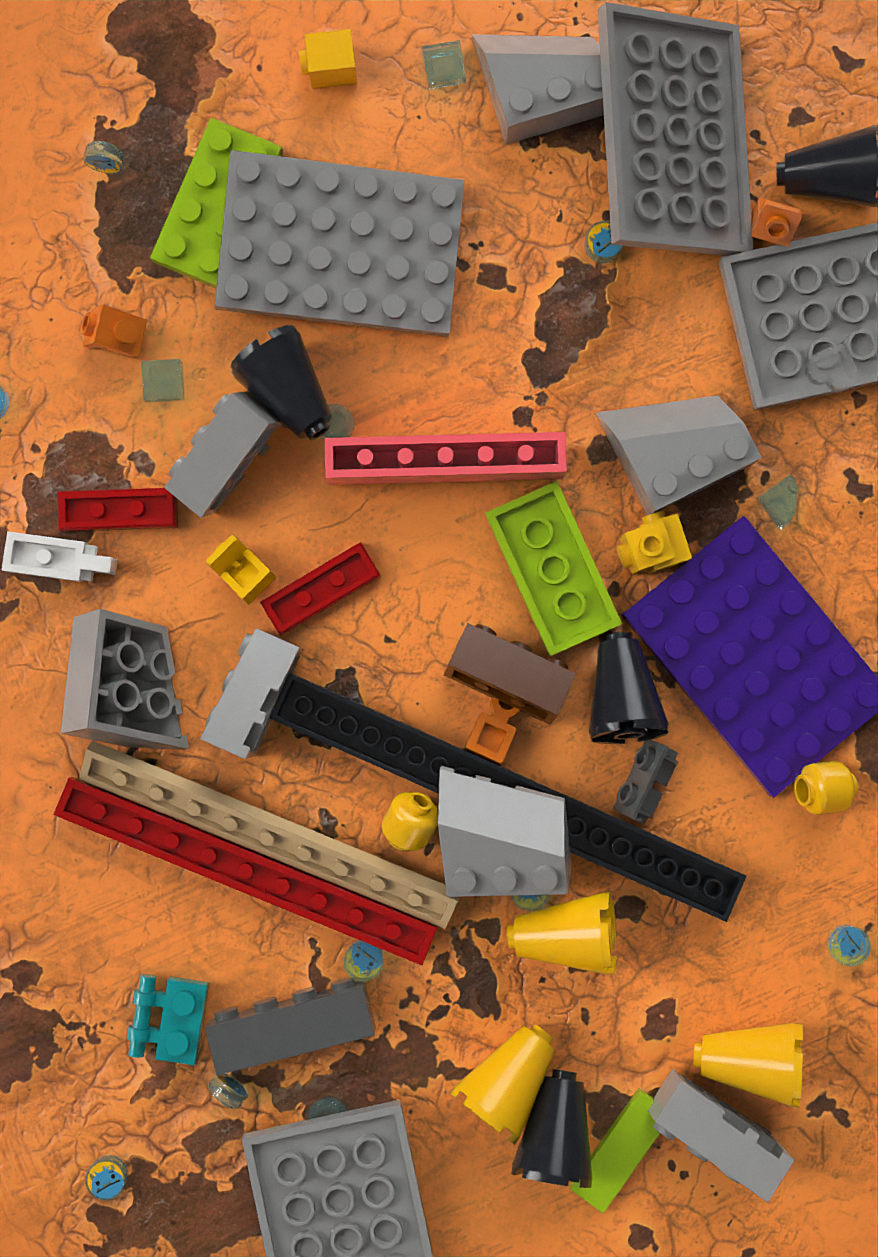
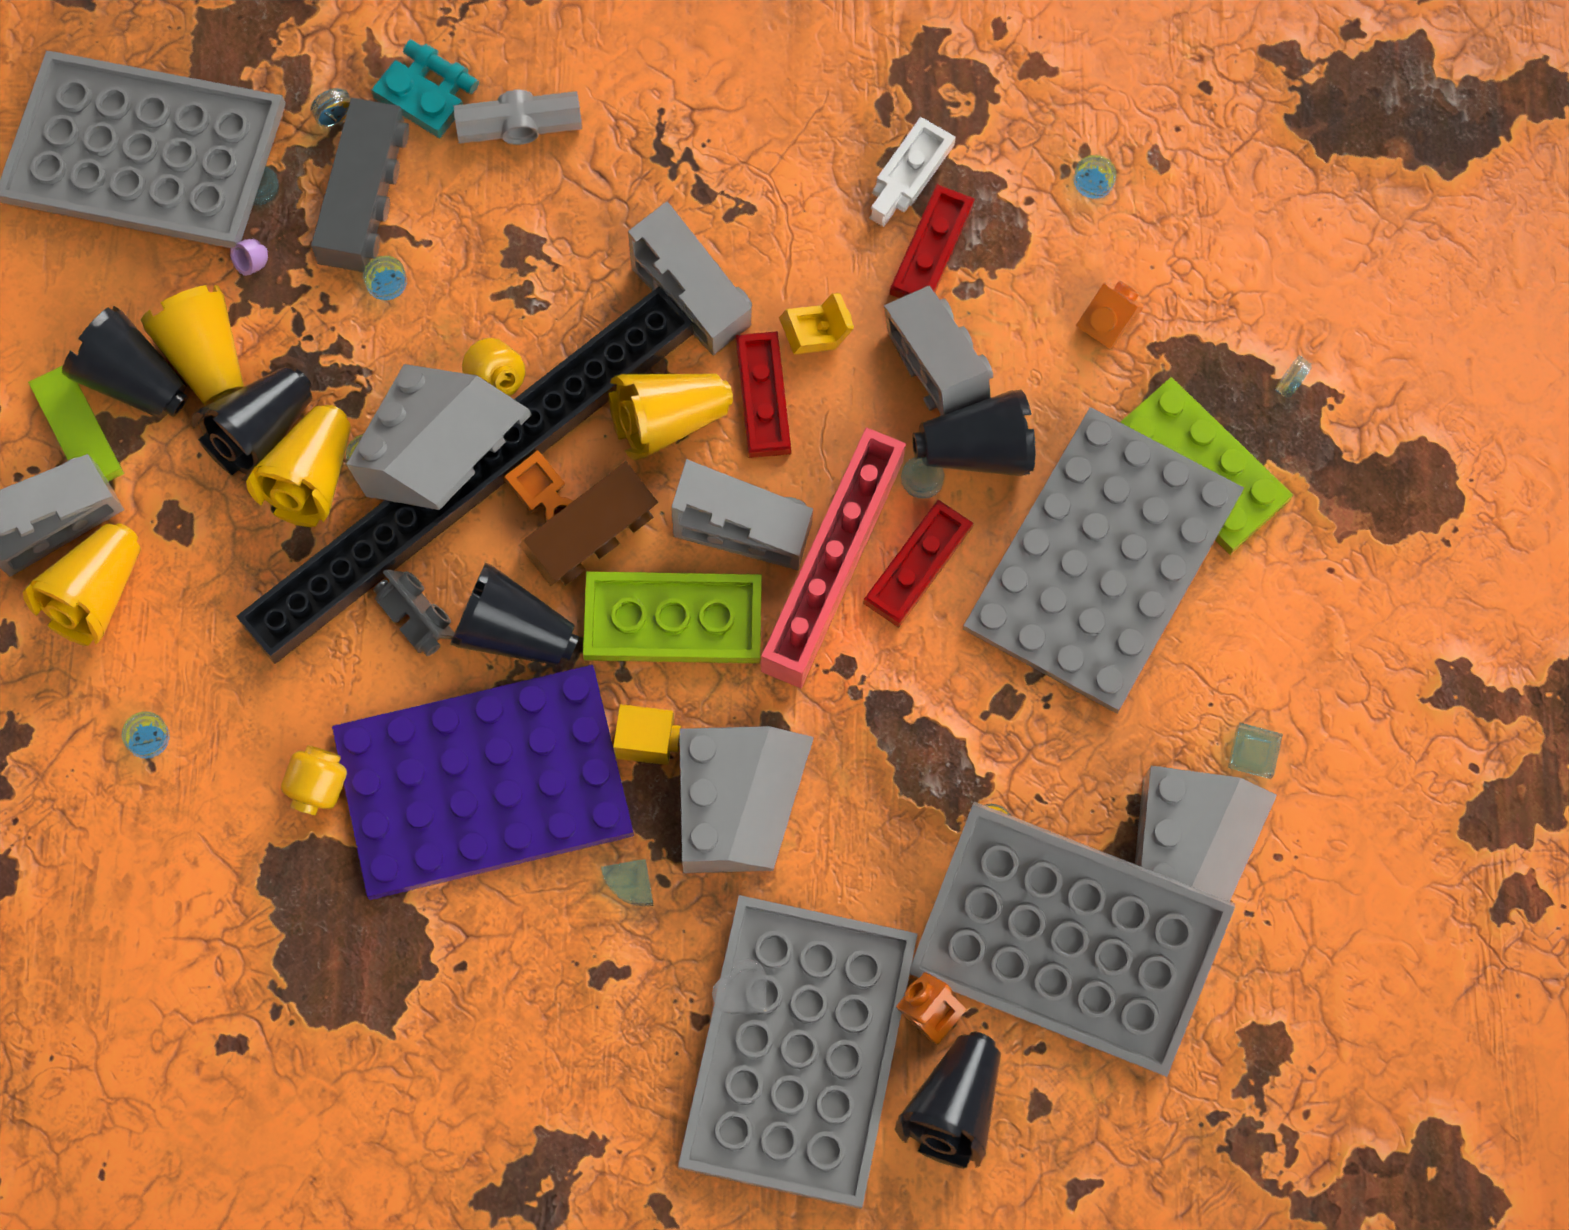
camera: 115 degrees right, 15 degrees down
(121, 683) = (758, 174): light grey wedge -> none
(161, 921) = (517, 117): none -> light grey piece
(162, 380) = (1042, 339): clear light blue tile -> none
(245, 870) = (522, 211): red plate -> none
(267, 834) = (549, 241): tan plate -> none
(329, 58) = (1306, 634): yellow brick -> none
(378, 658) = (665, 408): none -> yellow cone
(400, 1086) = (249, 257): none -> lavender hinge
(409, 395) = (918, 563): none -> red tile
(444, 549) = (739, 517): none -> light grey wedge
(550, 998) = (253, 419): none -> black cone
(645, 547) = (647, 708): yellow bracket -> none

